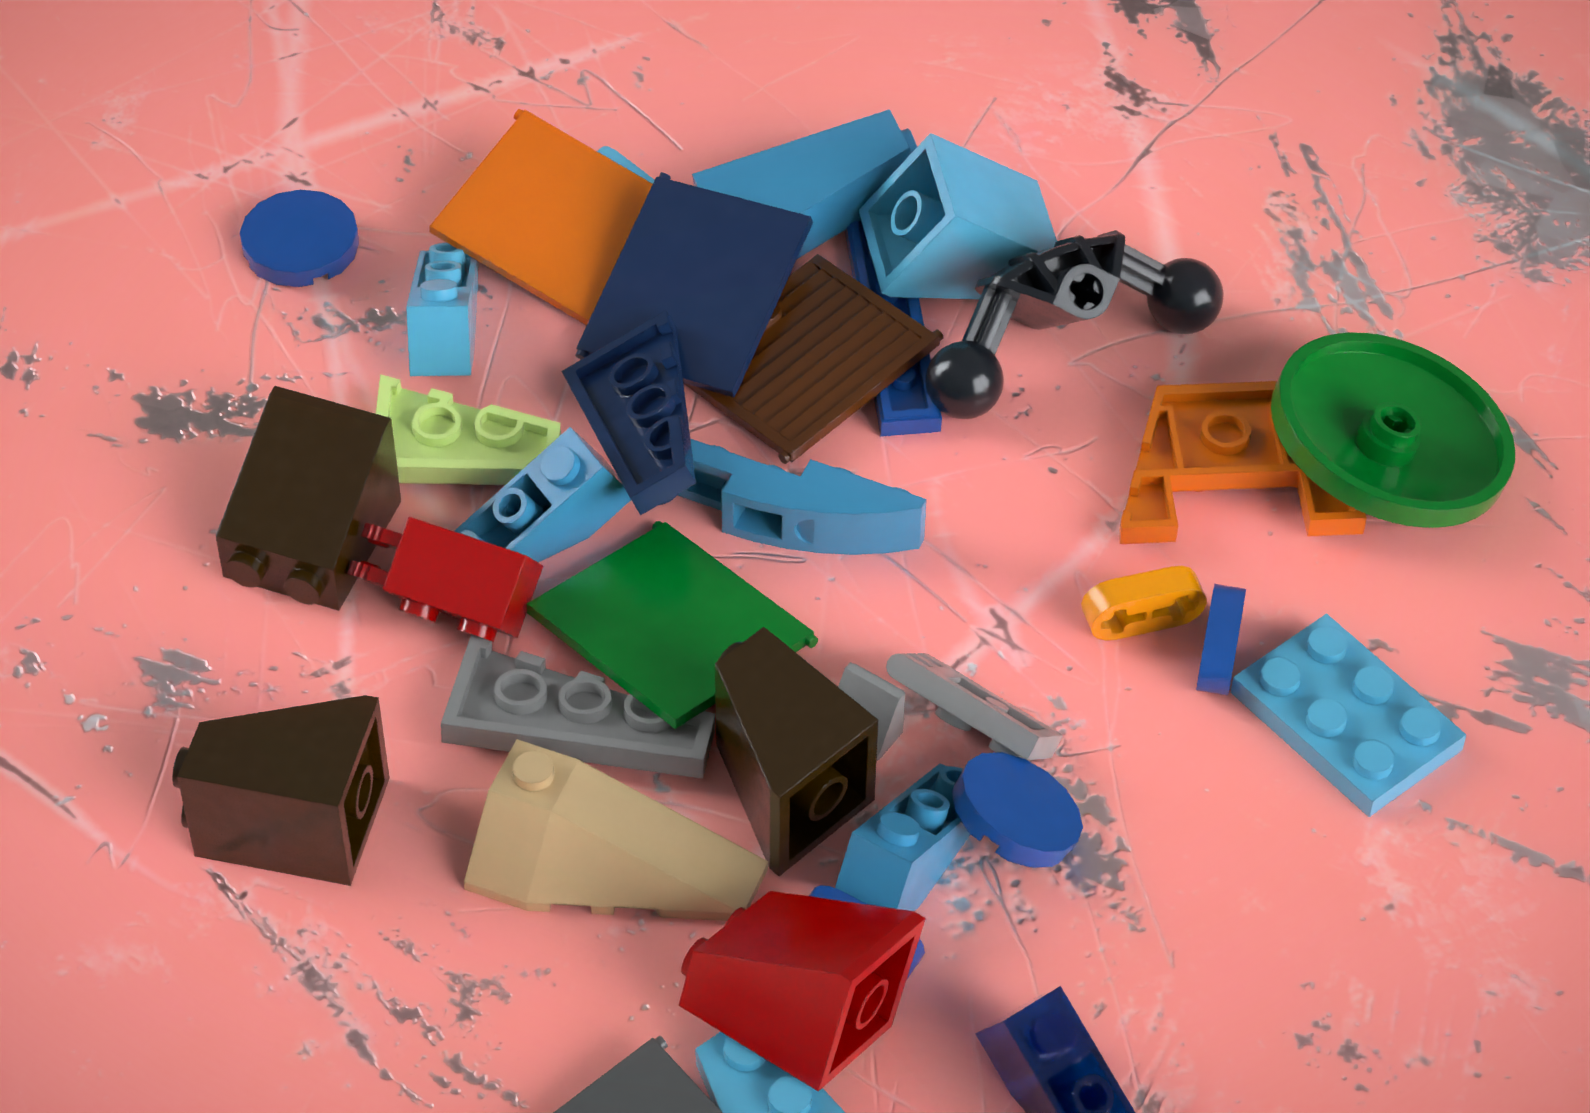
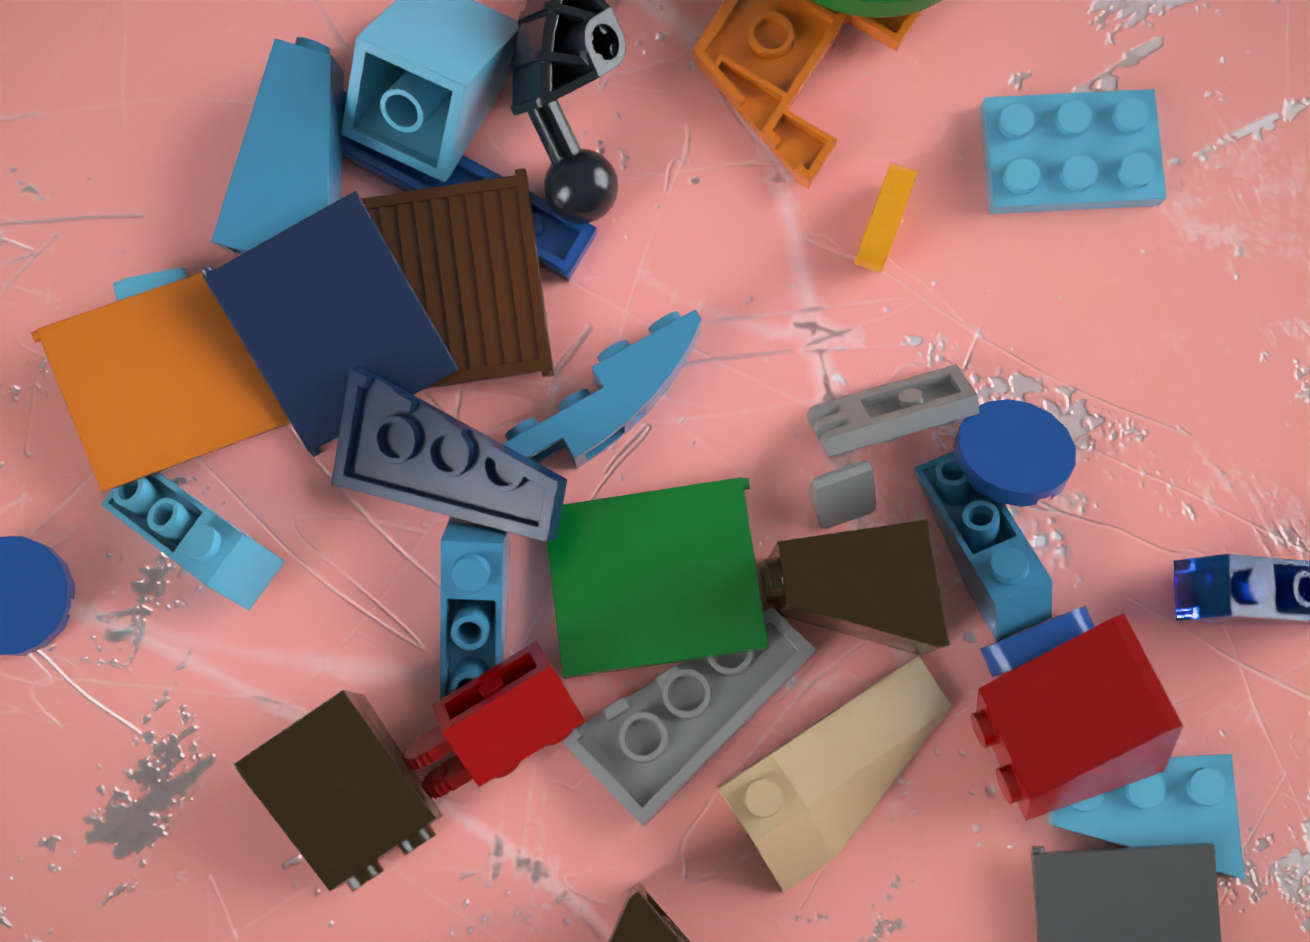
camera: 55 degrees left, 30 degrees up
(456, 442) = (343, 621): yellowish green wing -> none
(1221, 639) = (957, 189): blue beam -> none

